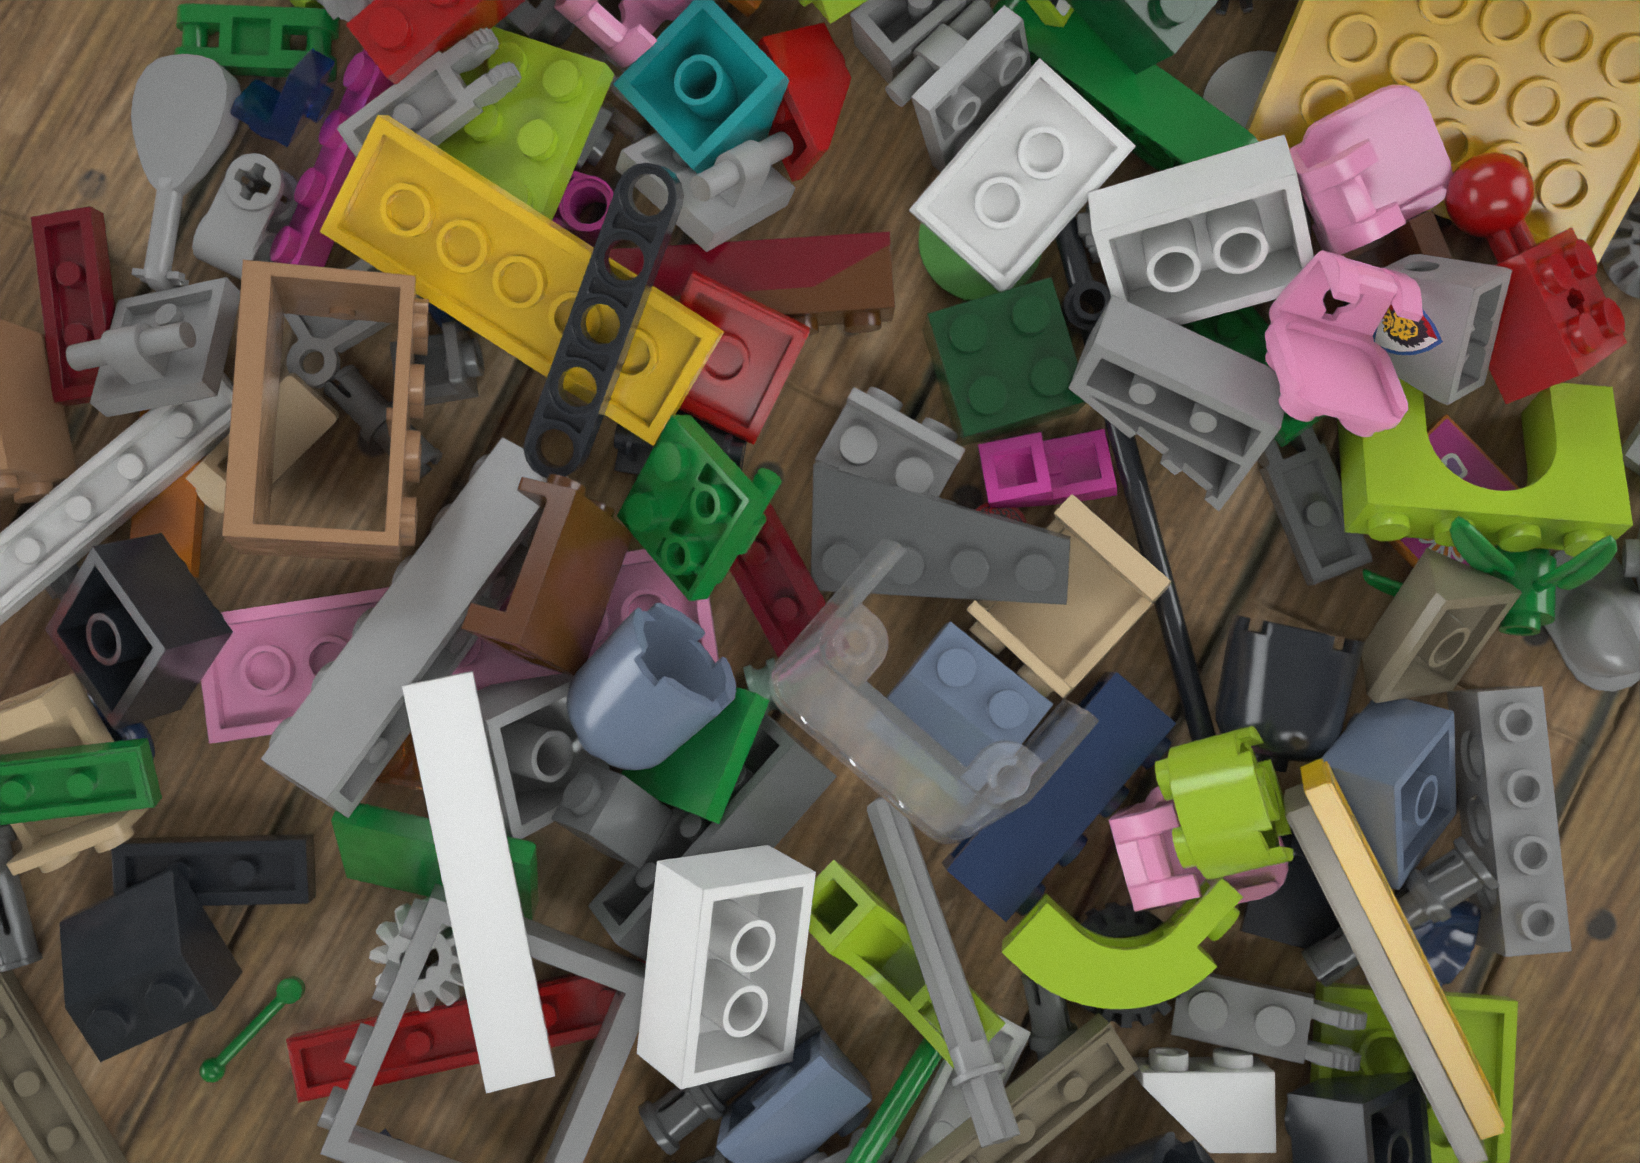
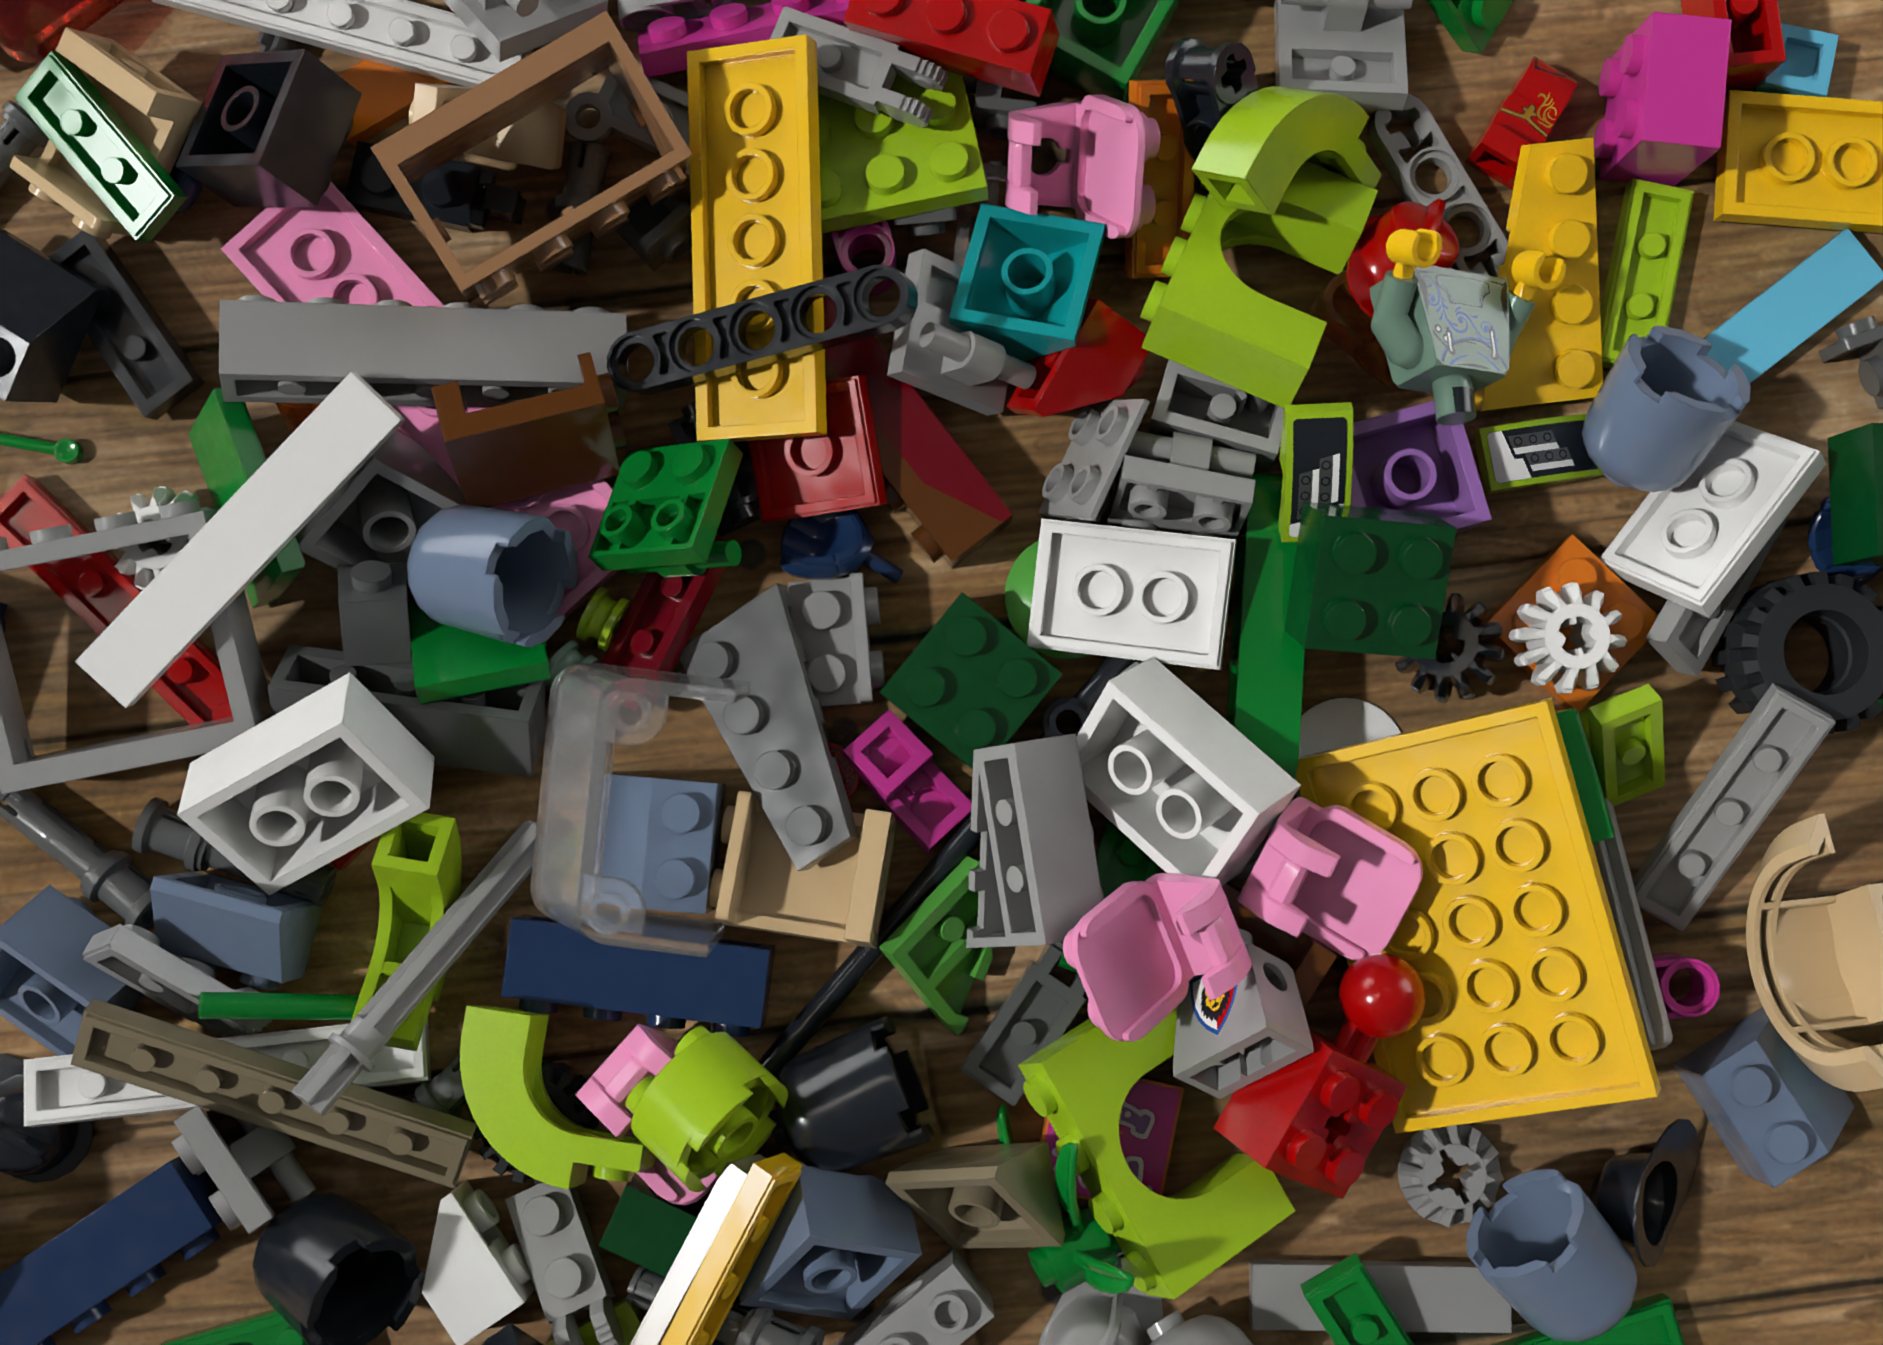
camera: 60 degrees right, 0 degrees up
(305, 503) = (454, 192): none -> black hinge
(743, 630) = (602, 618): none -> lime bush
(811, 403) = (831, 547): none -> dark blue piece
(889, 136) = (1097, 448): none -> light grey hinge
(1197, 536) = (933, 951): none -> bright green wing
(1284, 924) = (648, 1227): none -> dark green brick

